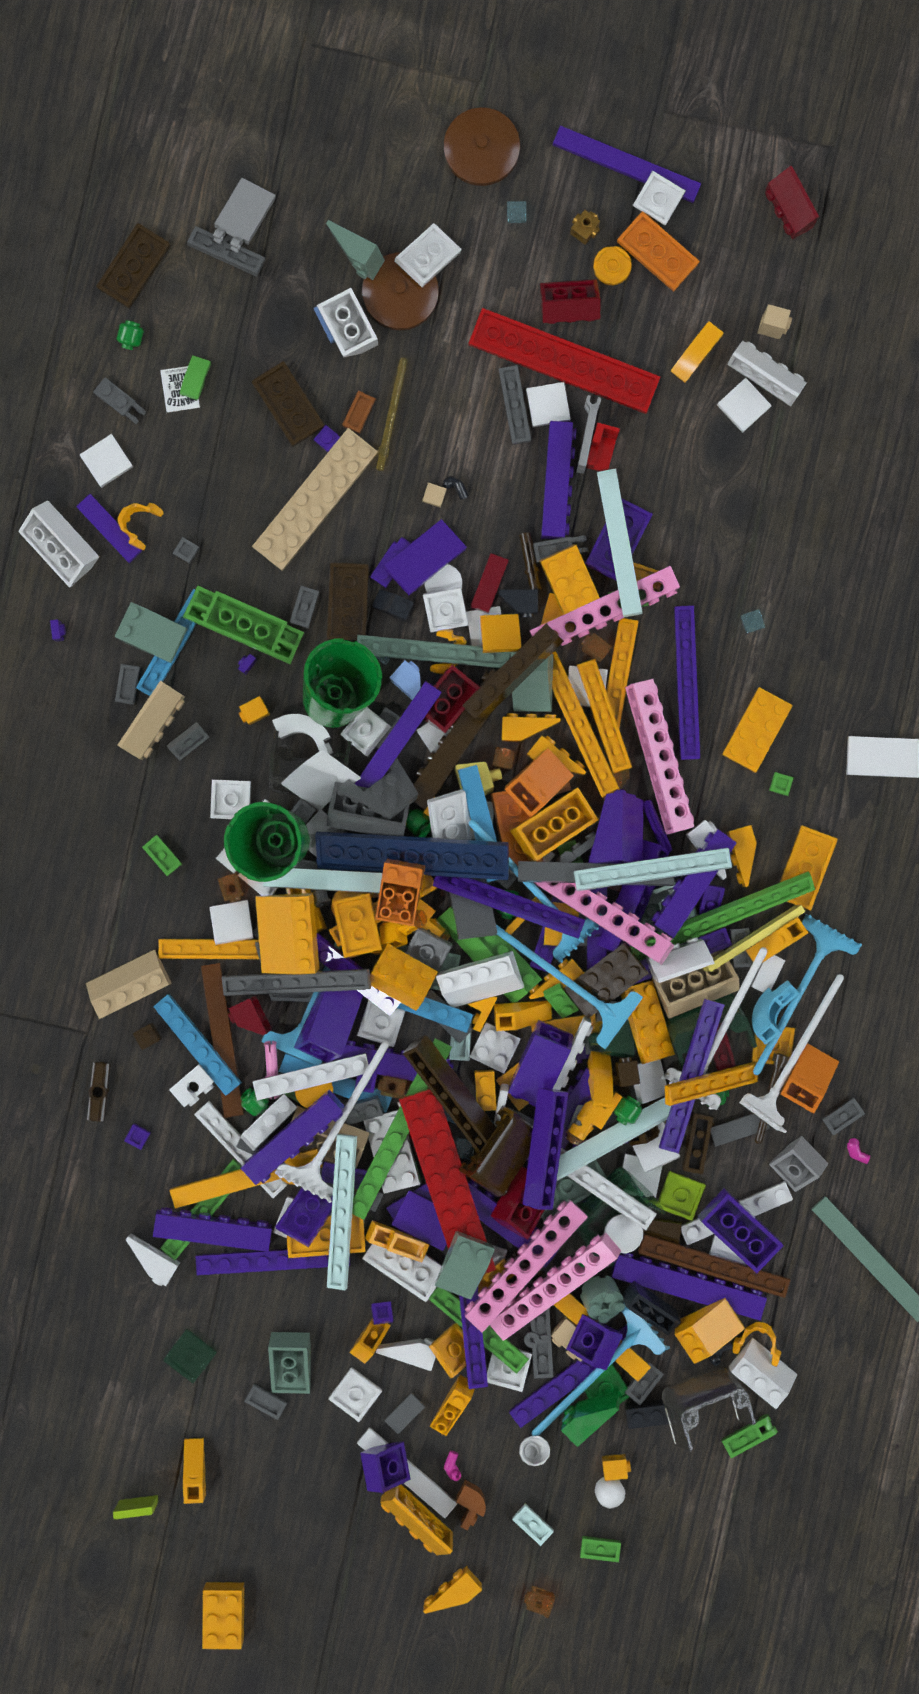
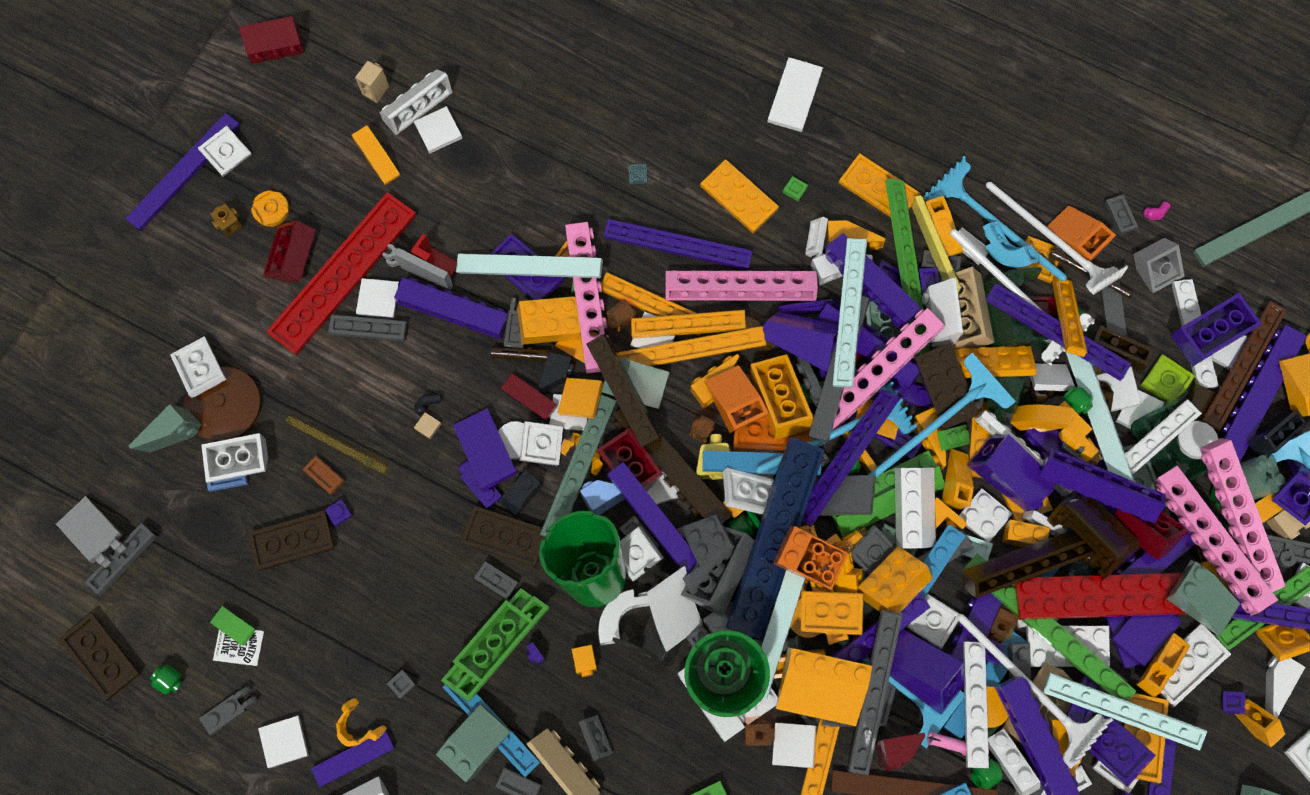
camera: 75 degrees left, 15 degrees down
(229, 797) = (667, 710): white plate -> none
(315, 499) = (394, 542): tan plate -> none
(481, 146) = (116, 293): reddish brown dish -> none
(516, 212) = (189, 278): clear light blue tile -> none
(521, 728) = (677, 405): light orange slope -> none
(627, 1072) = (1041, 389): dark brown brick -> none
(658, 251) = (272, 165): orange plate -> none
(733, 818) = (816, 236): none -> white tile

